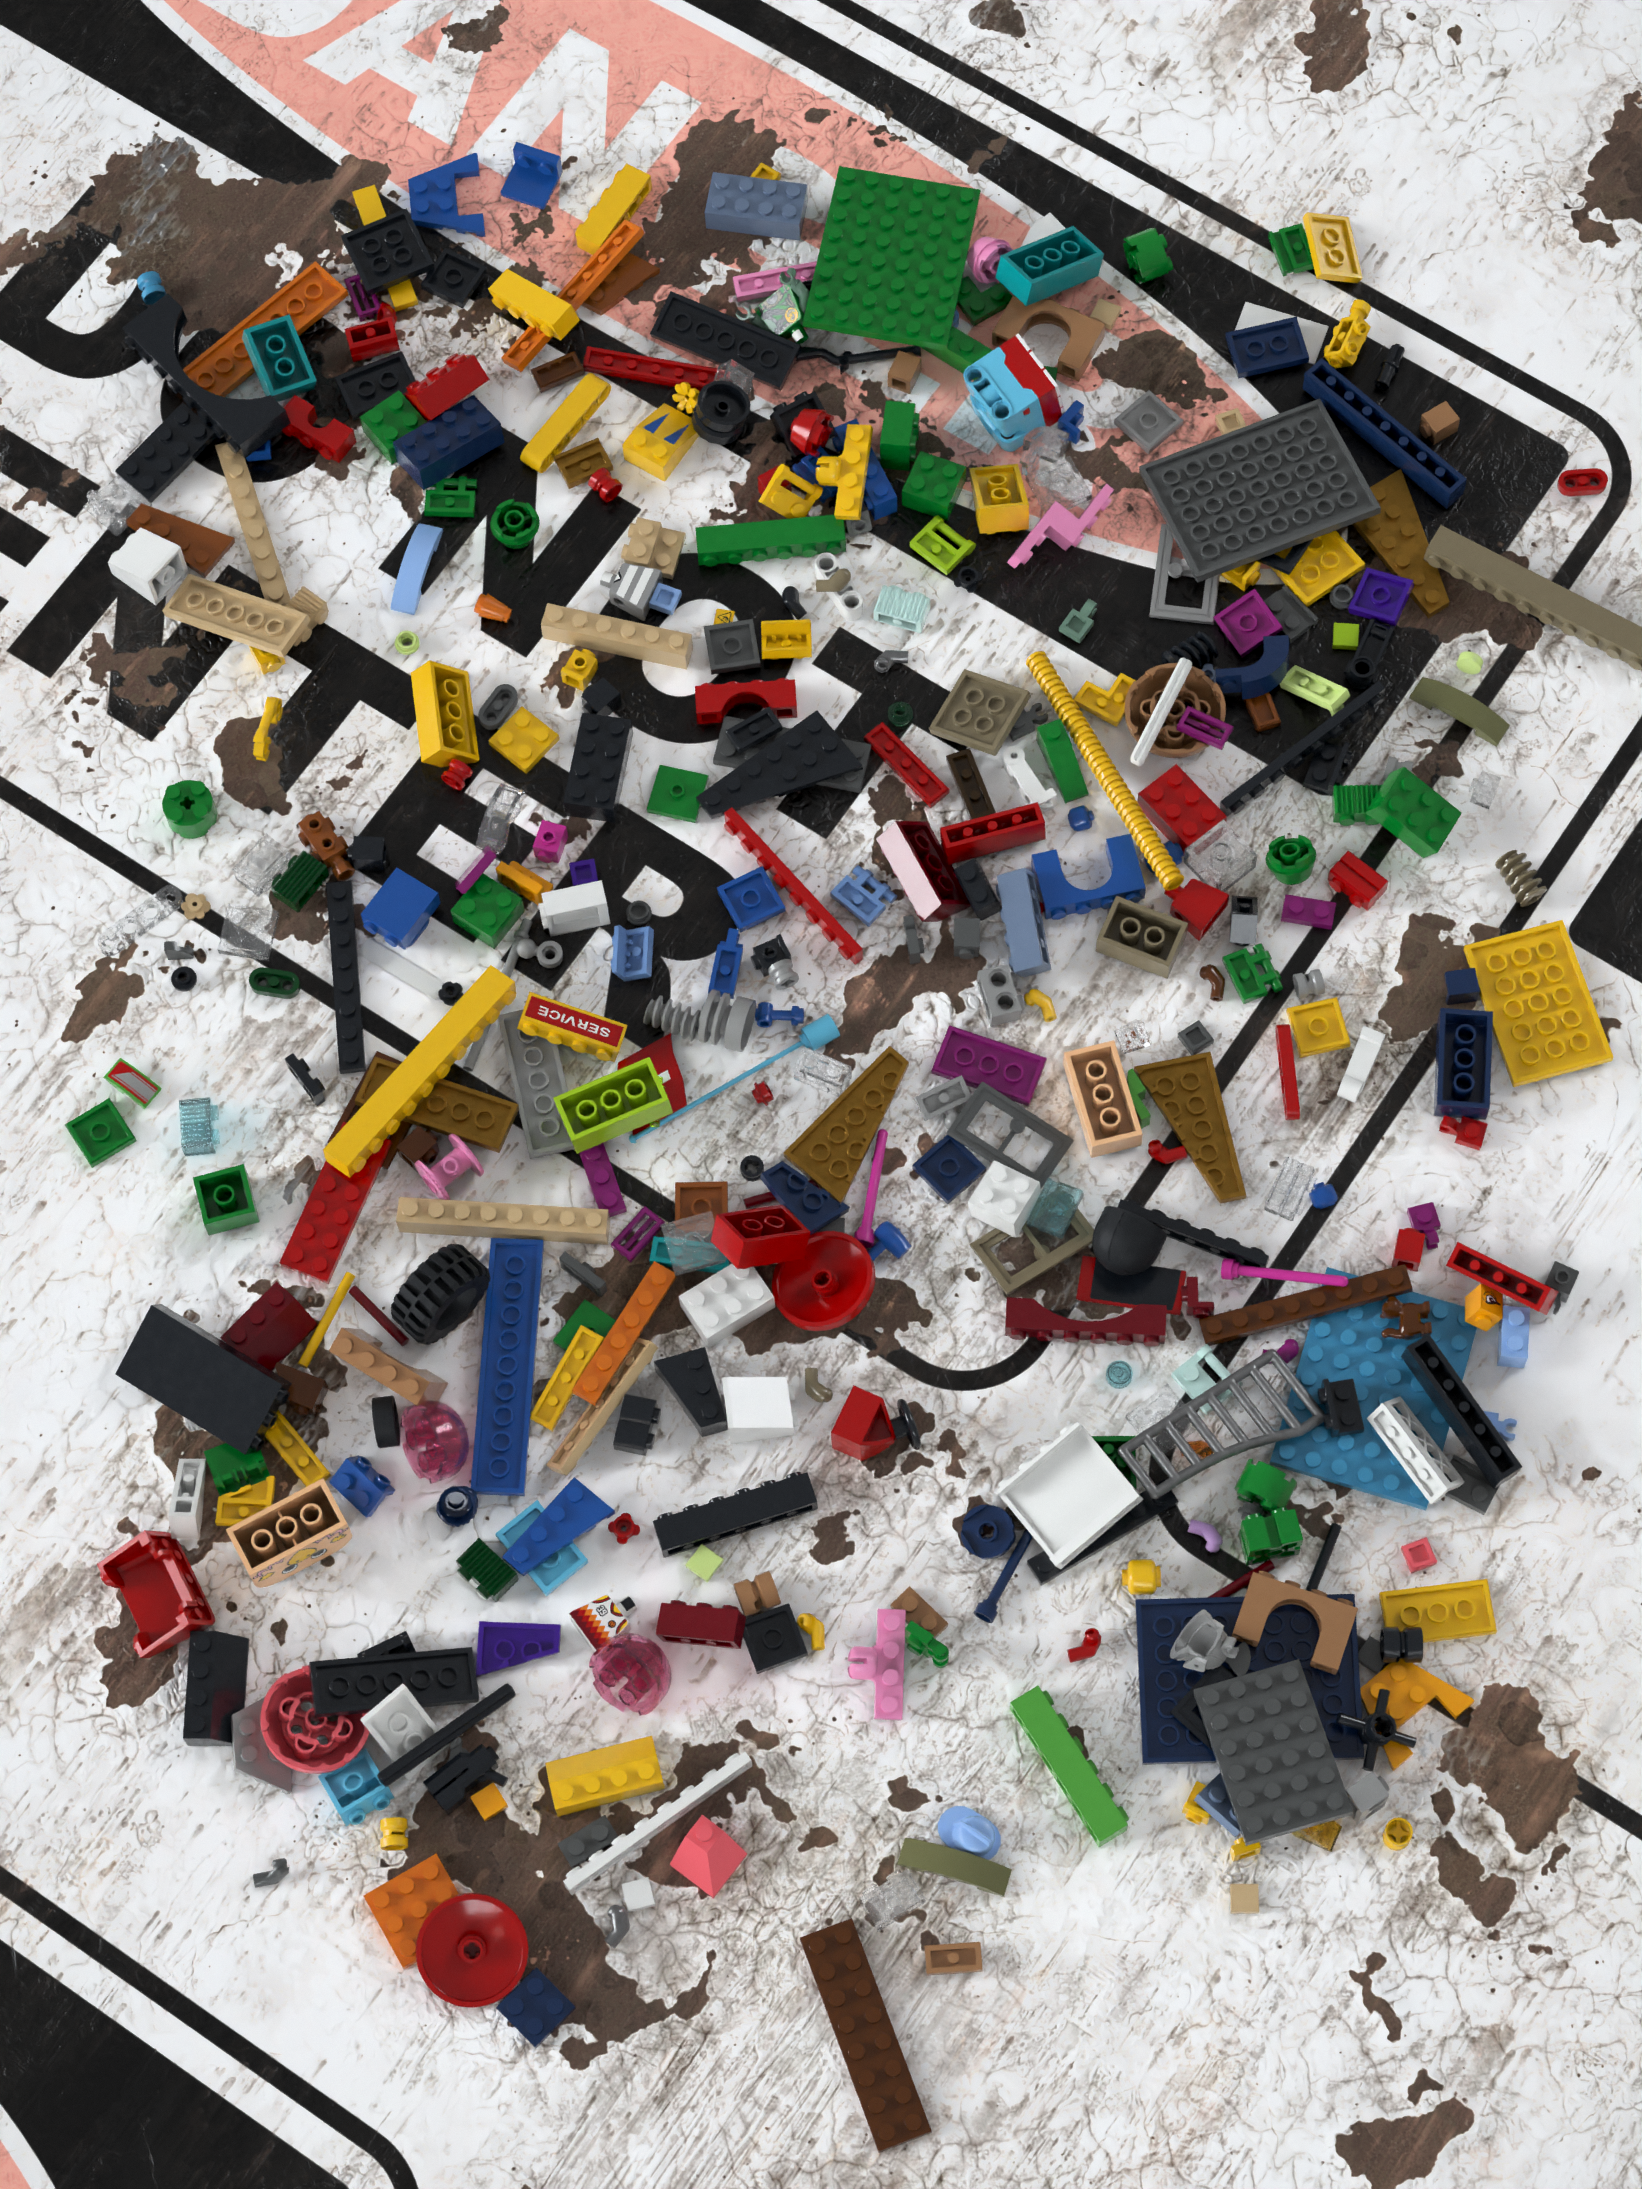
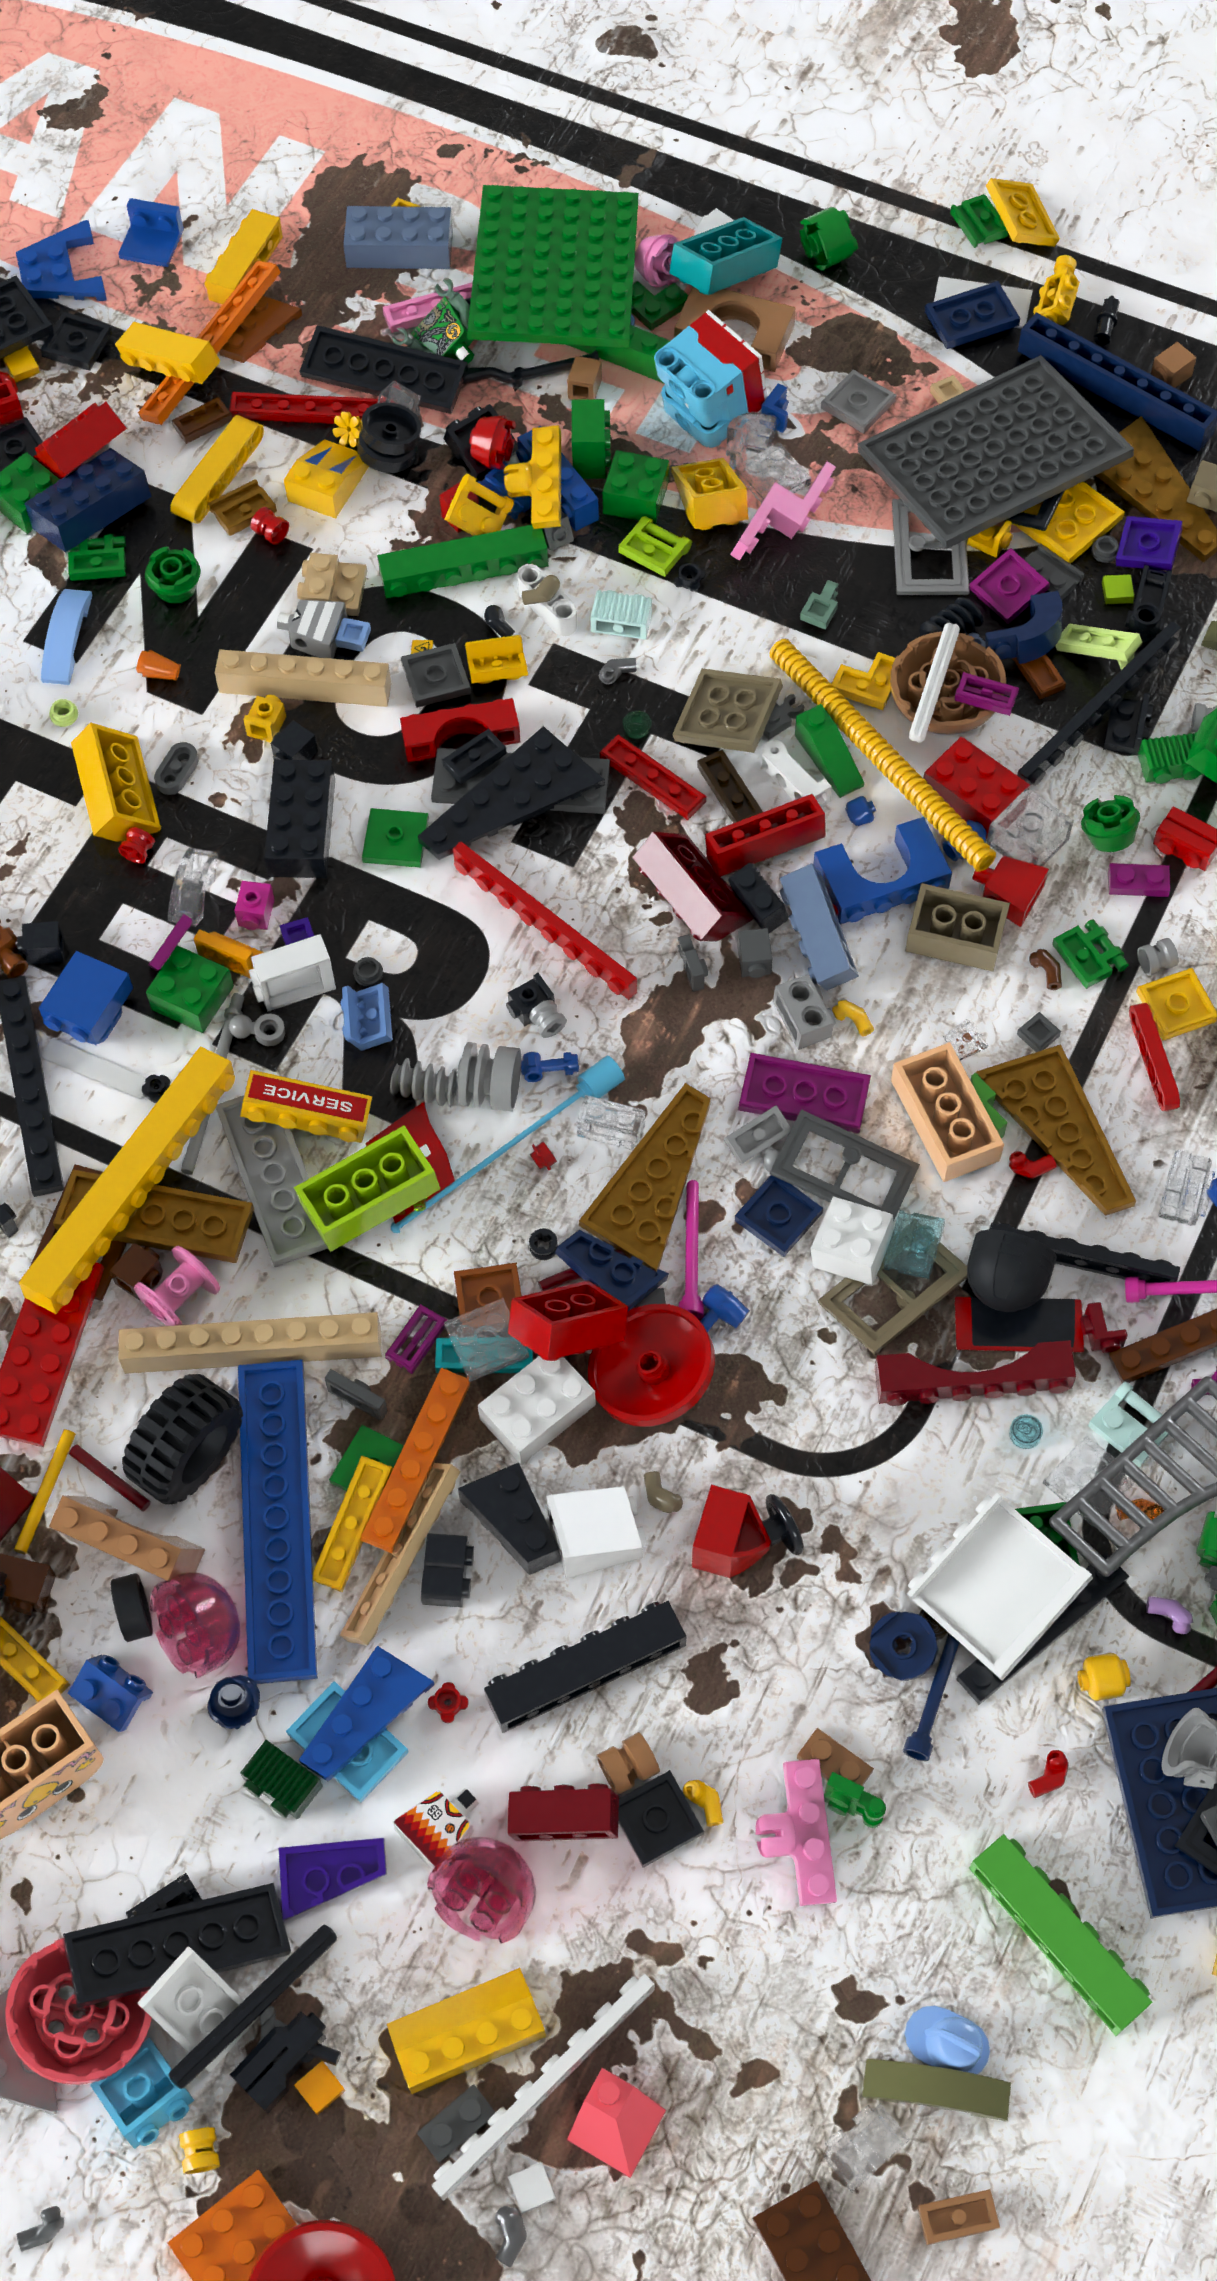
camera: 10 degrees left, 5 degrees down
(524, 740) = (210, 800): yellow plate -> none
(602, 1180) = (365, 1279): magenta plate -> none
(704, 1563) = (555, 1733): yellowish green tile -> none
(727, 964) = (480, 1015): blue hinge -> none
(751, 899) = (497, 941): blue plate -> none
(858, 900) = (624, 928): medium blue plate -> none
(1106, 313) = (794, 298): tan tile -> none
(1243, 920) = (1069, 897): slope -> none

